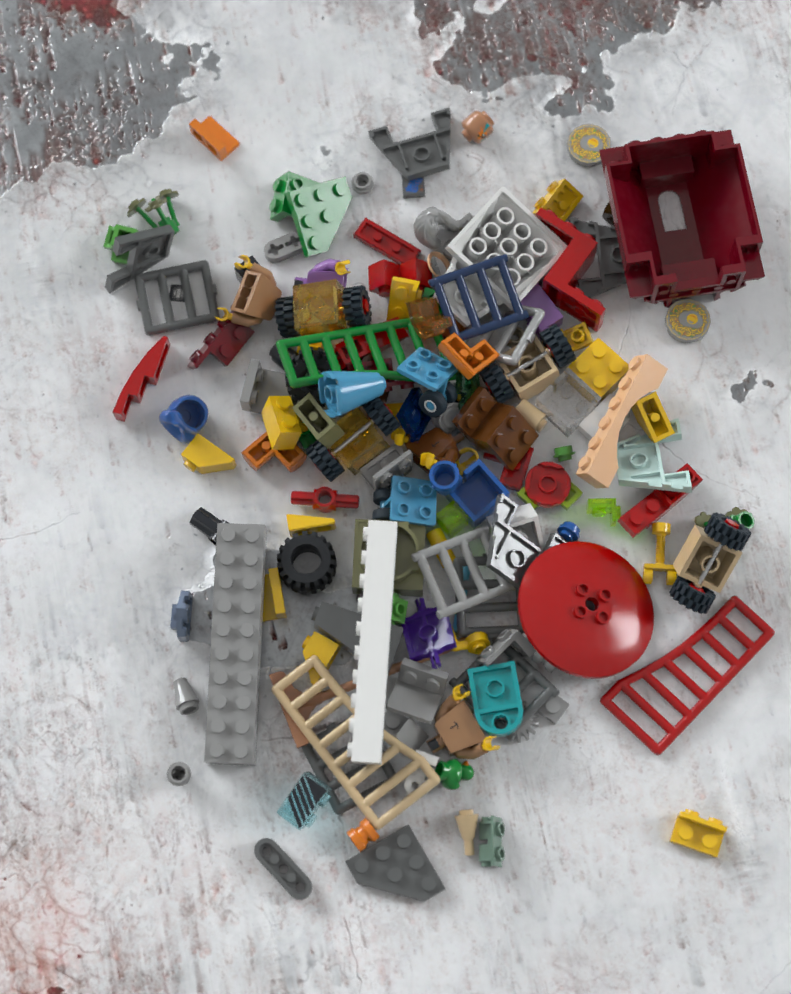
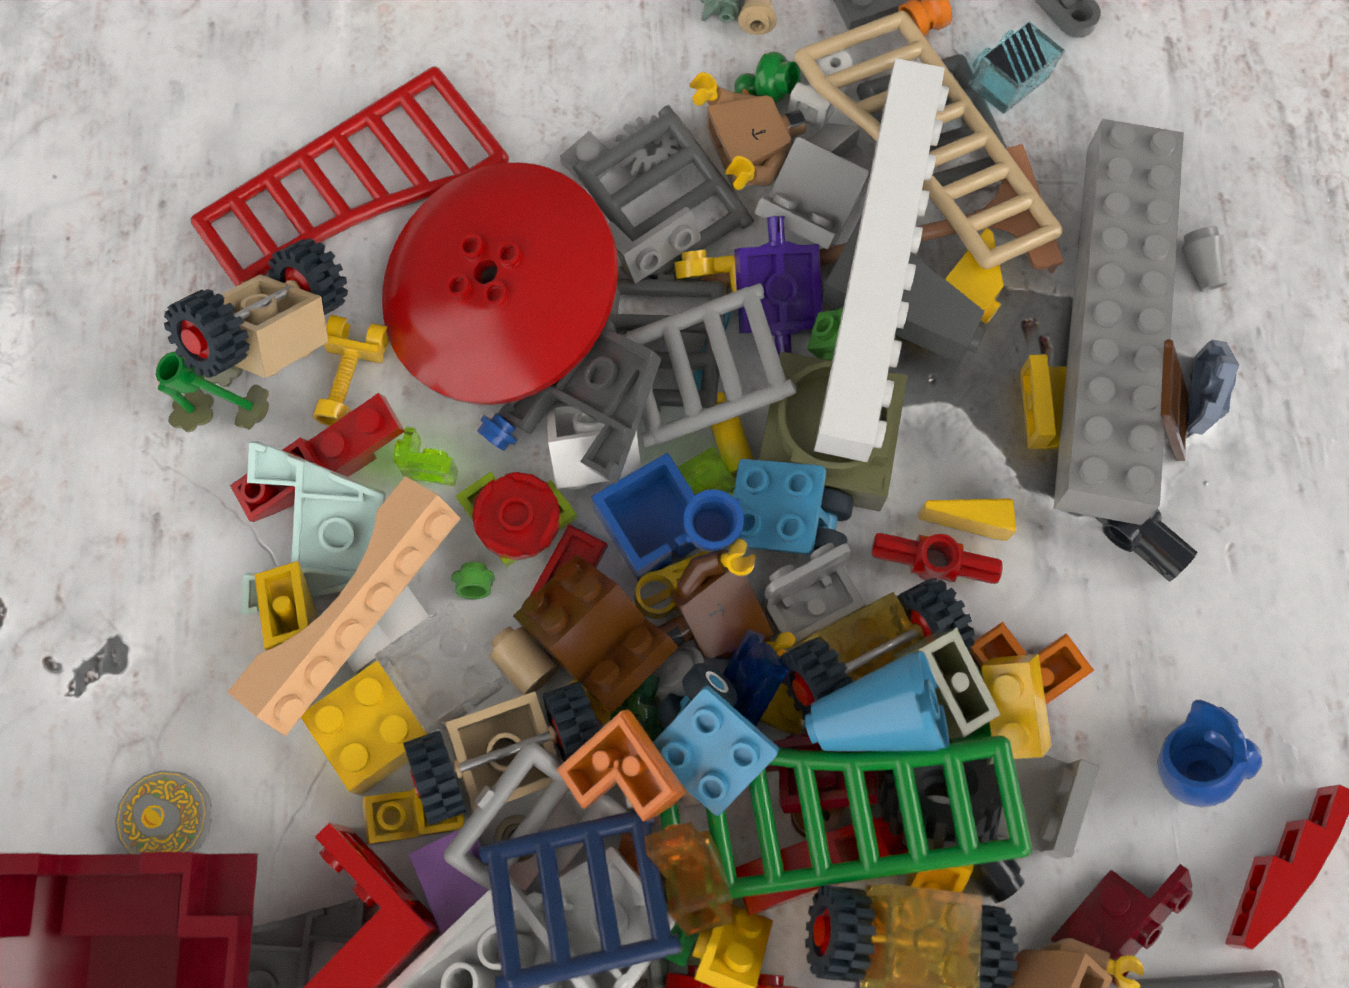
camera: 175 degrees left, 0 degrees up
(174, 771) = (1221, 127): light grey cone -> none
(205, 575) = (1174, 401): none -> reddish brown window
(206, 457) = (1160, 678): yellow slope -> none
(303, 544) = (999, 415): black tyre -> none
(496, 696) = (680, 163): teal plate -> none

